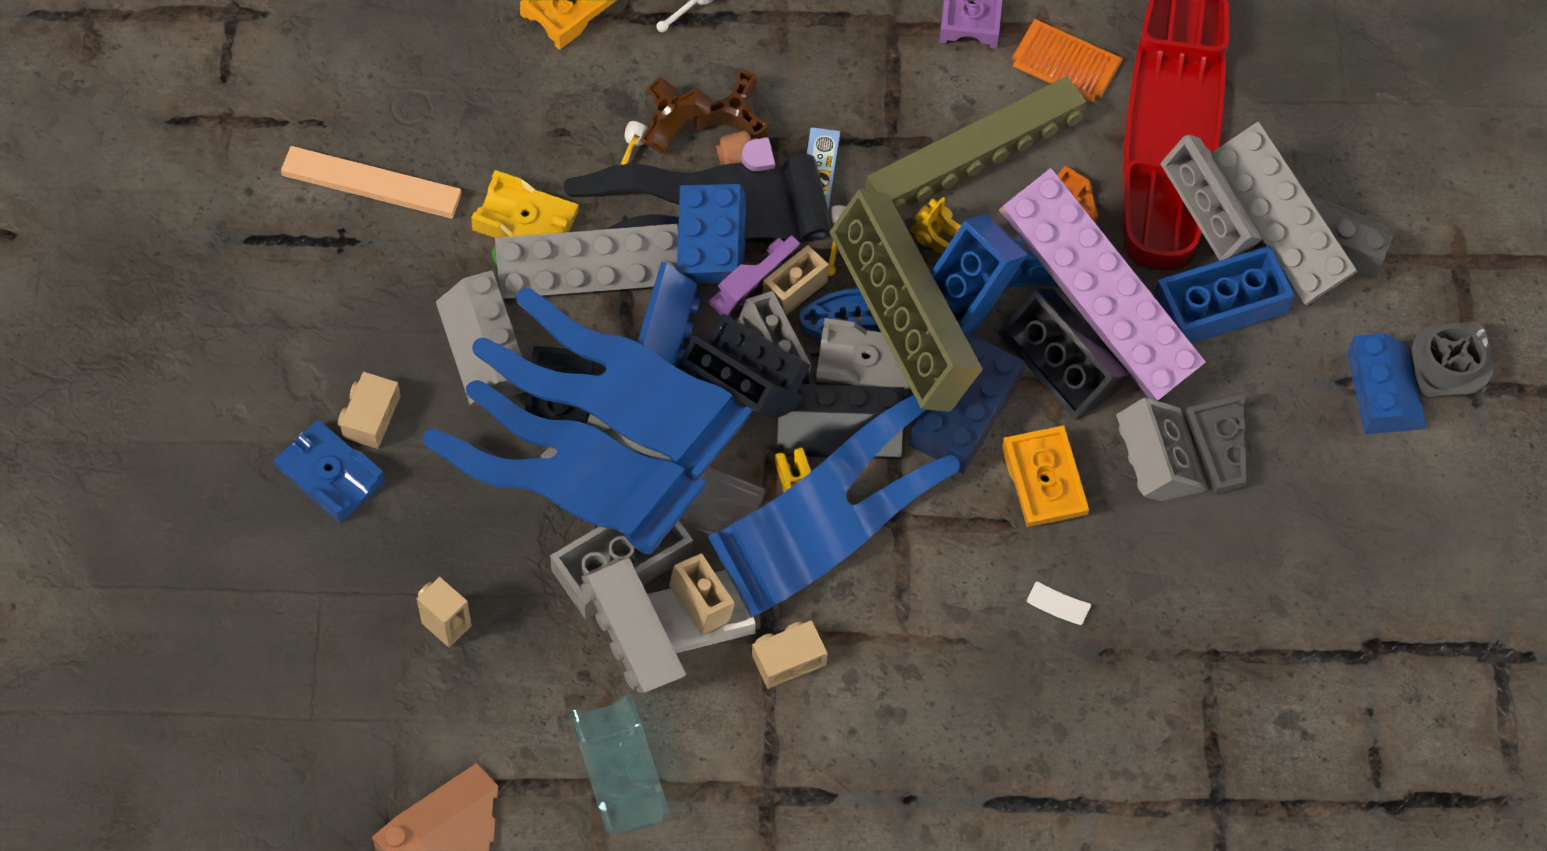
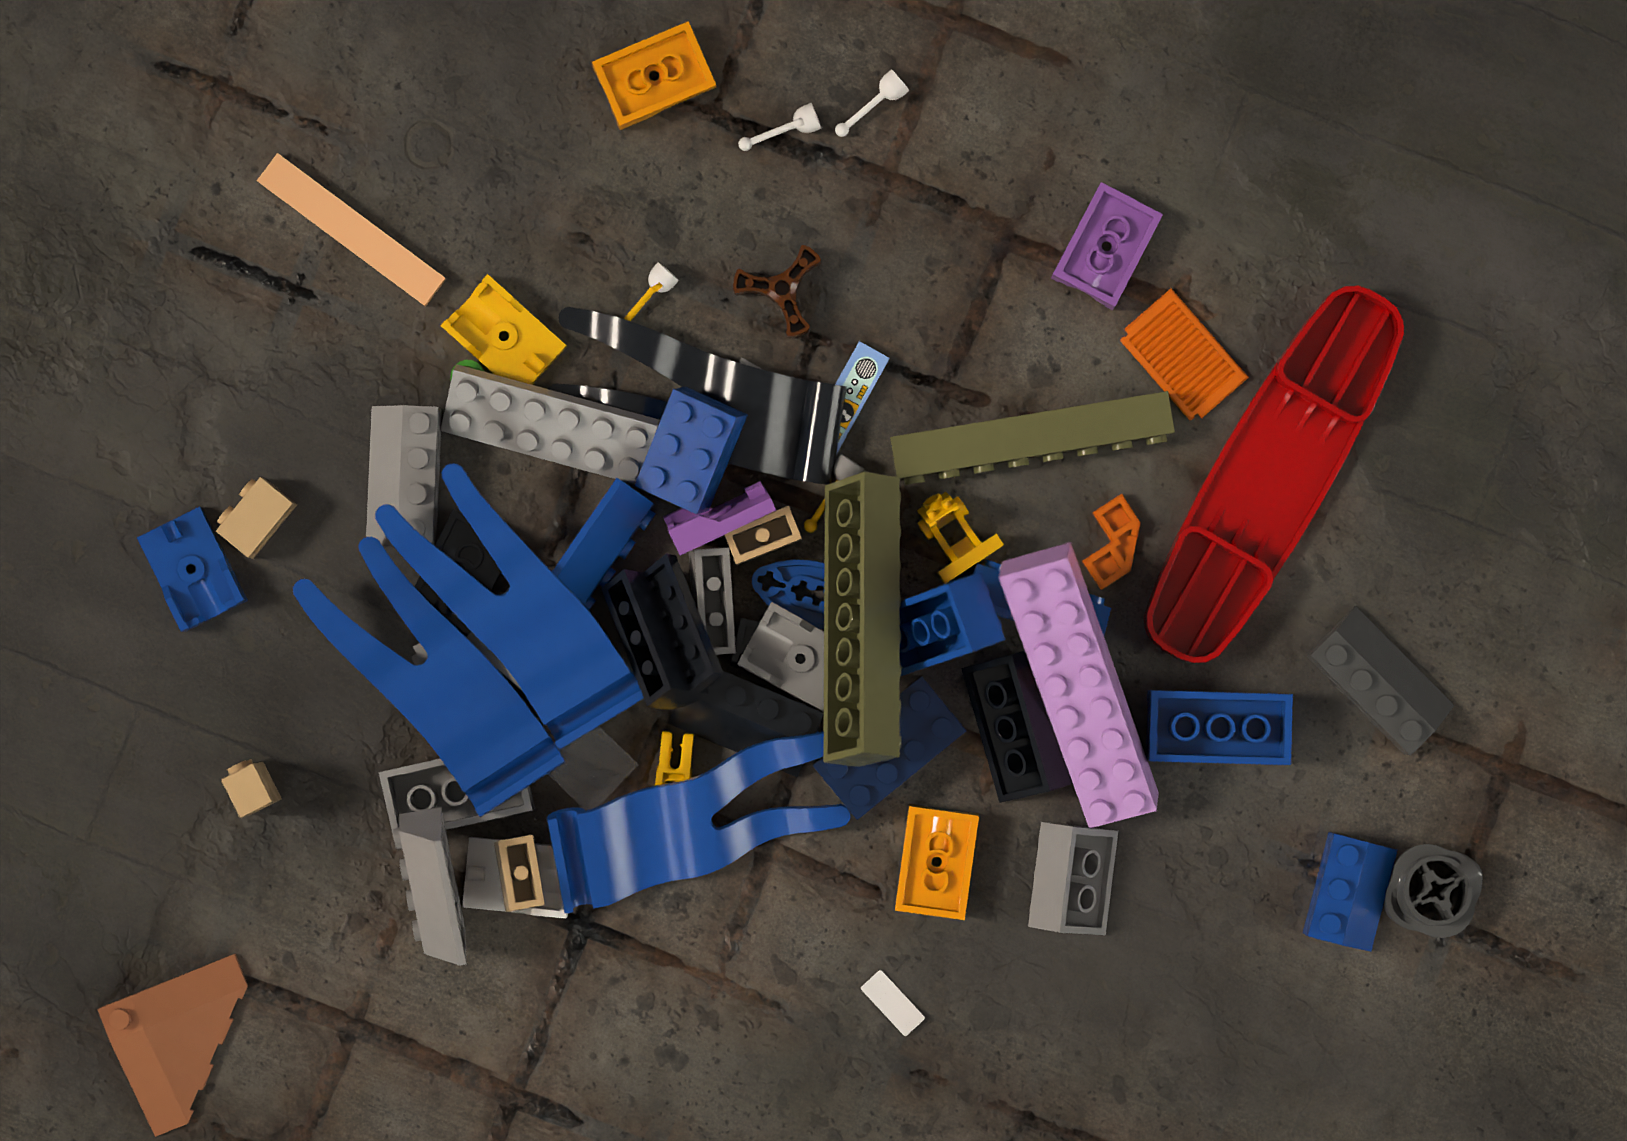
camera: 25 degrees right, 25 degrees up
(620, 766) = (372, 1014): clear light blue piece -> none
(672, 113) = (707, 272): reddish brown piece -> none
(731, 147) = (764, 346): nougat head -> none
(758, 155) = (779, 369): lavender tile -> none
(789, 653) = (589, 959): tan brick -> none
(1210, 198) = (1253, 619): light grey slope -> none
(1219, 437) = (1141, 889): dark grey wing -> none
(1283, 213) = (1323, 662): light grey plate -> none

